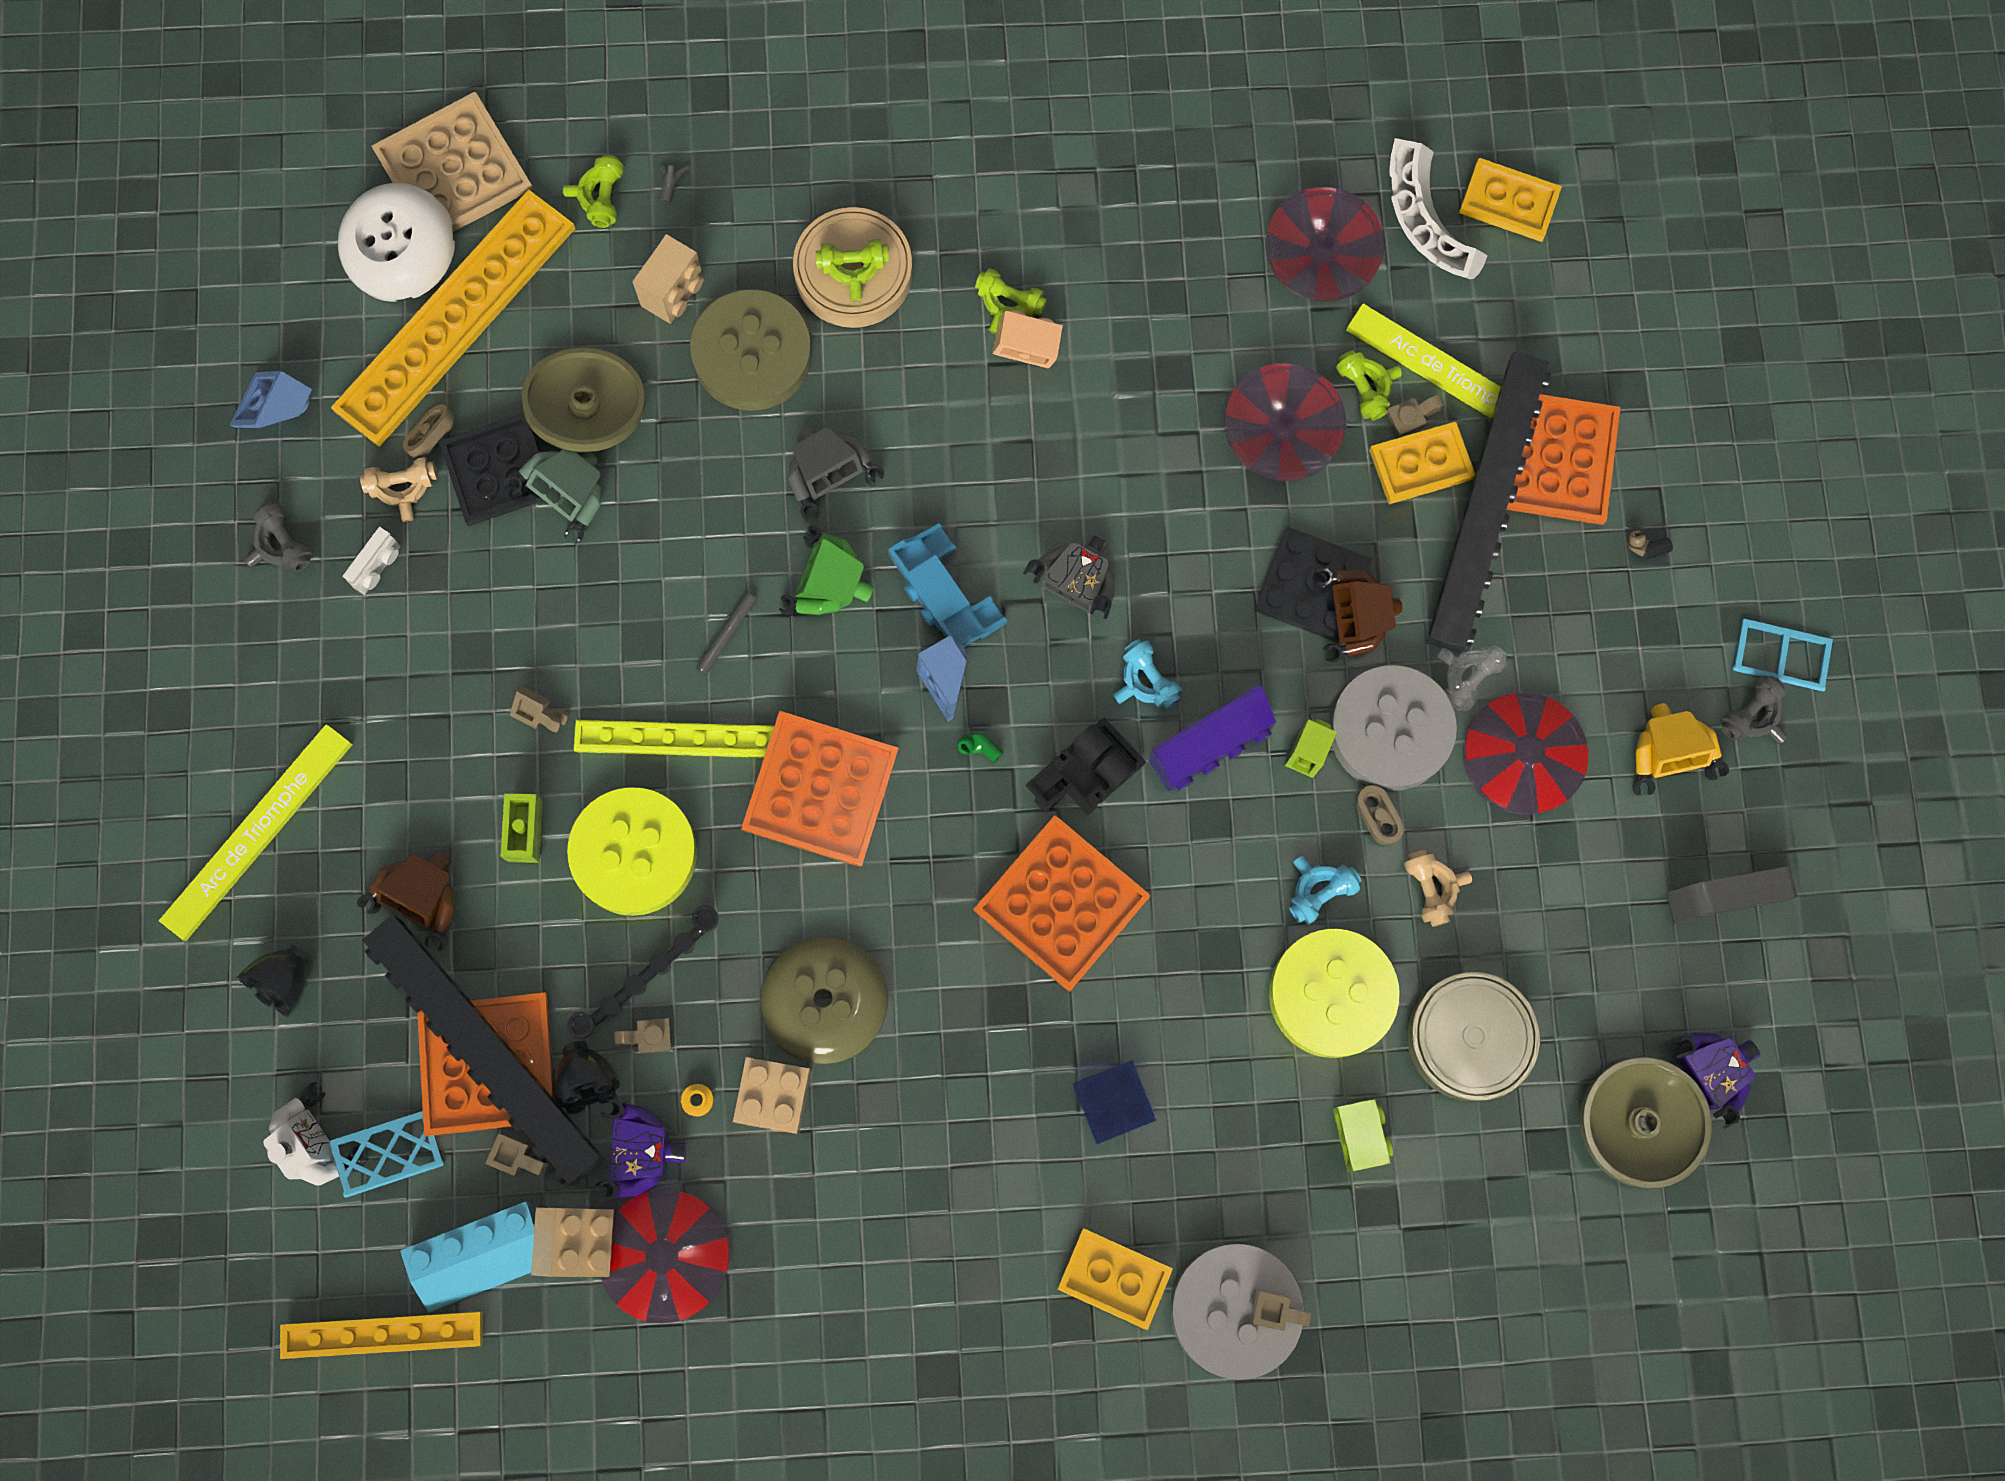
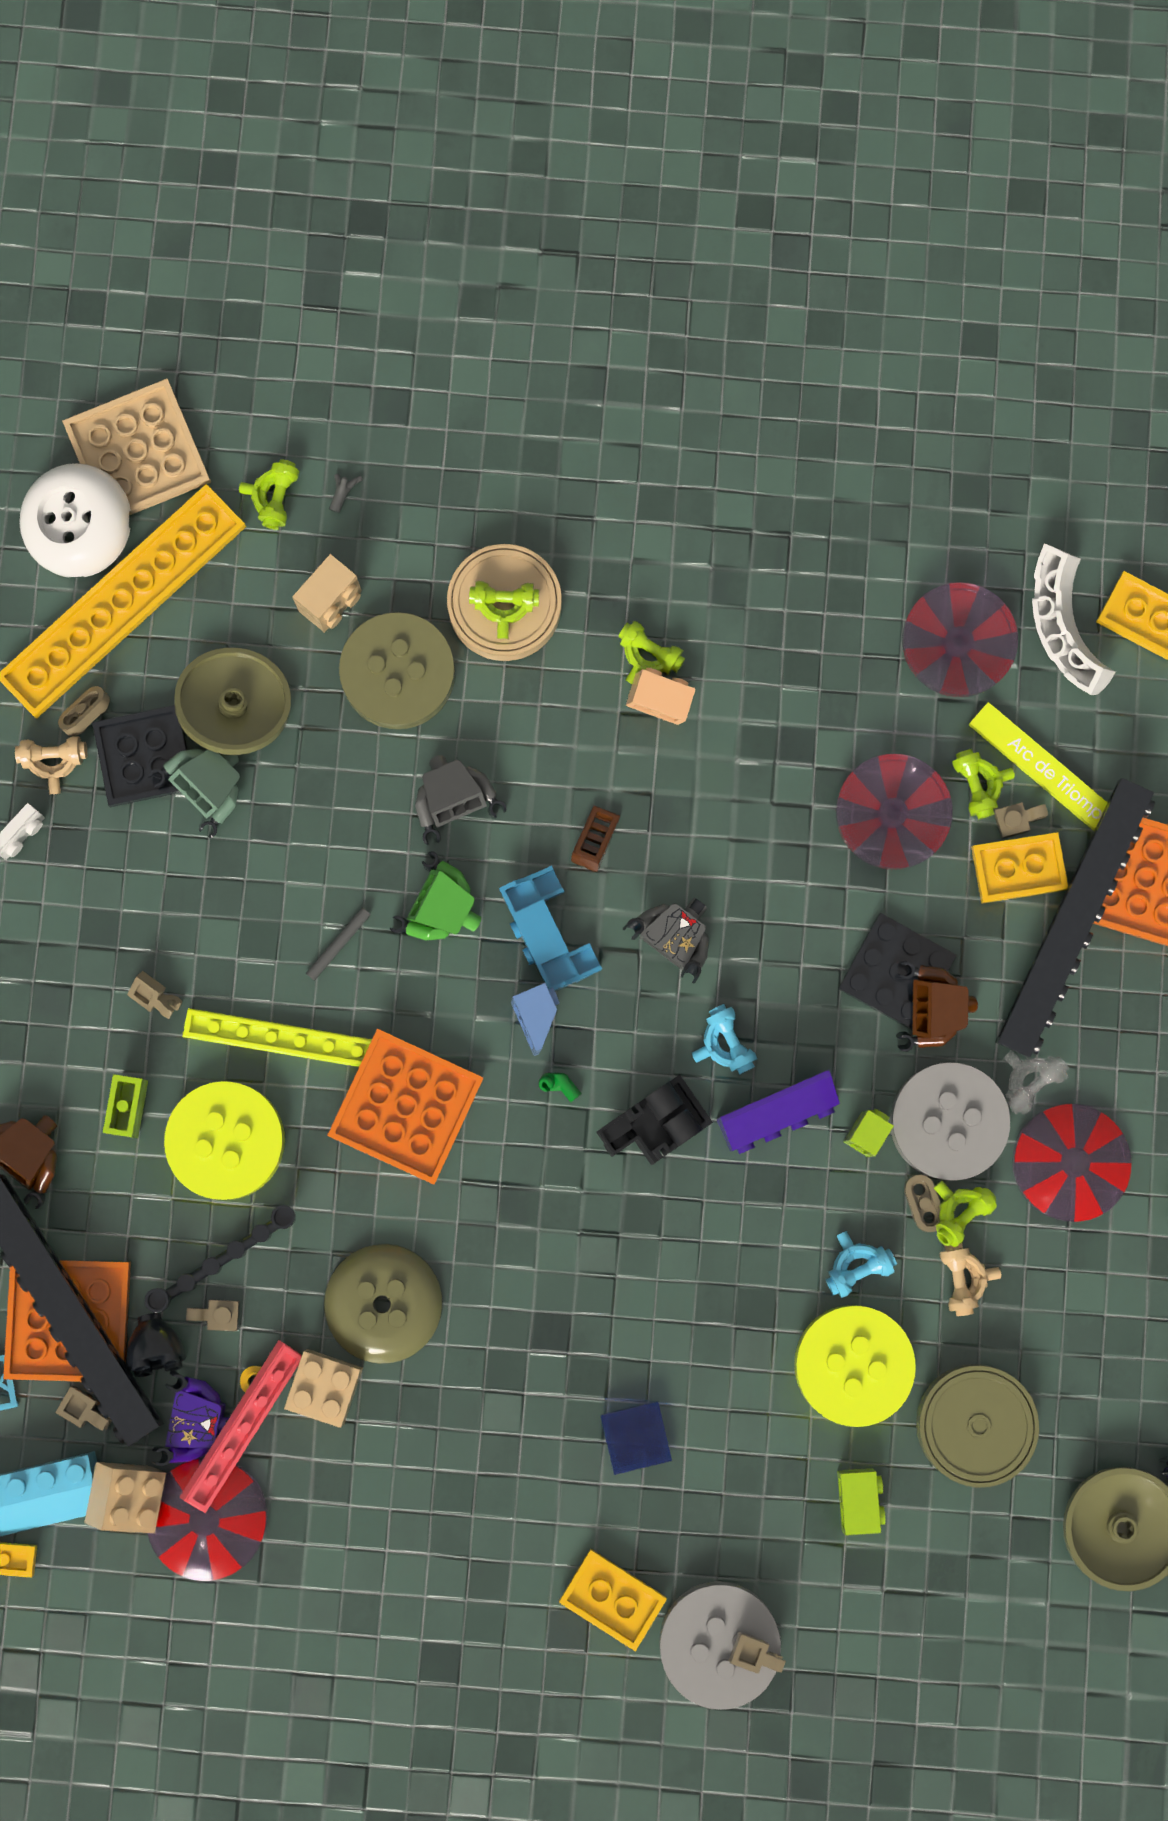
camera: 10 degrees right, 5 degrees up
(689, 1149) = (241, 1427): none -> coral tile
(974, 509) = (588, 860): none -> reddish brown slope
(1062, 903) = (615, 1245): orange plate -> none
(1437, 805) = (950, 1229): none -> lime piece

